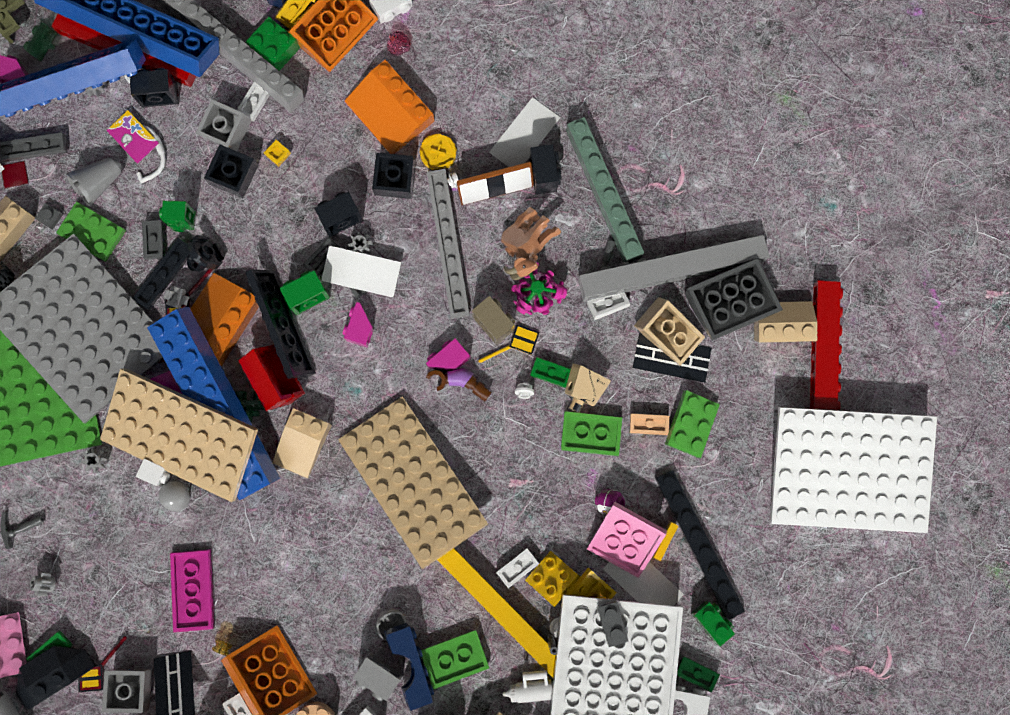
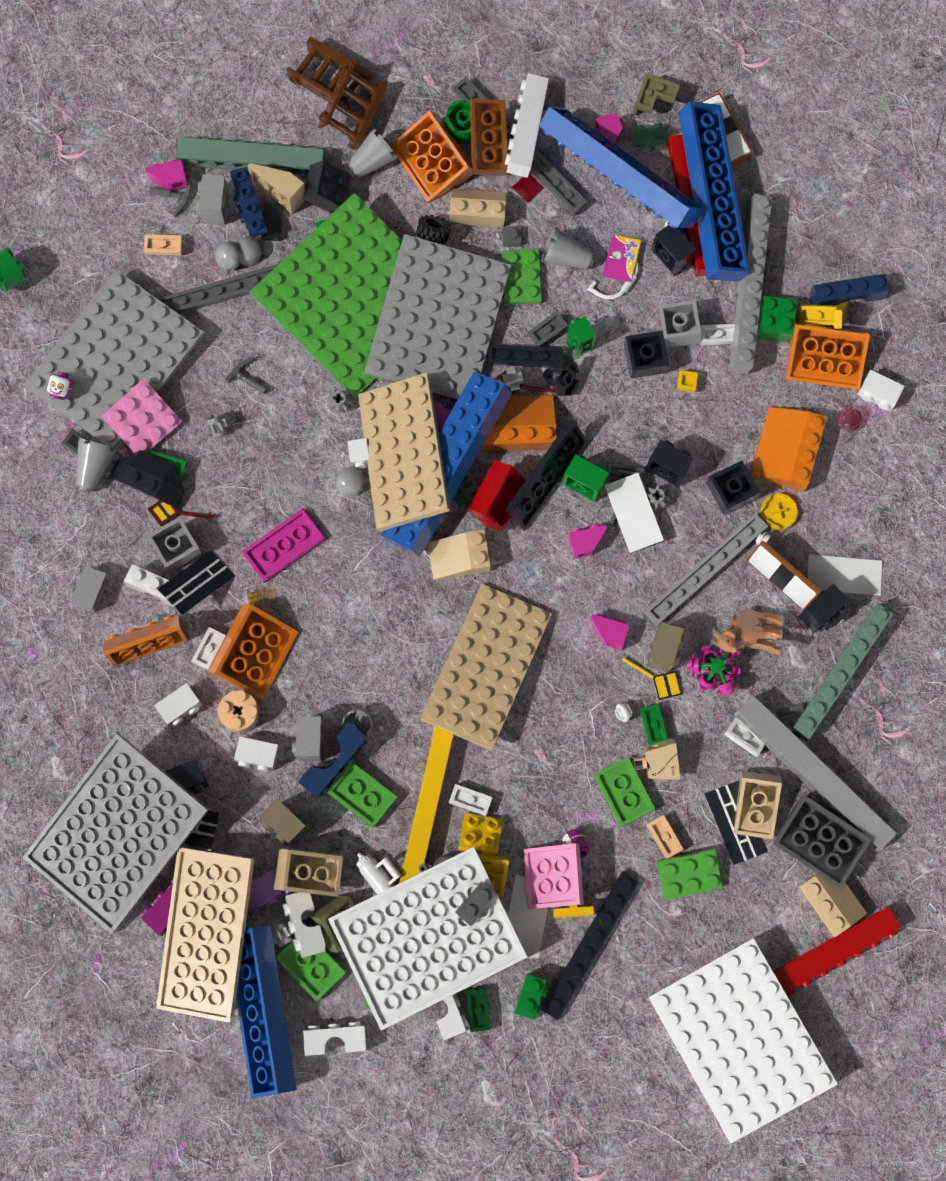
camera: 55 degrees right, 5 degrees down
(463, 378) = (599, 652): piece -> none

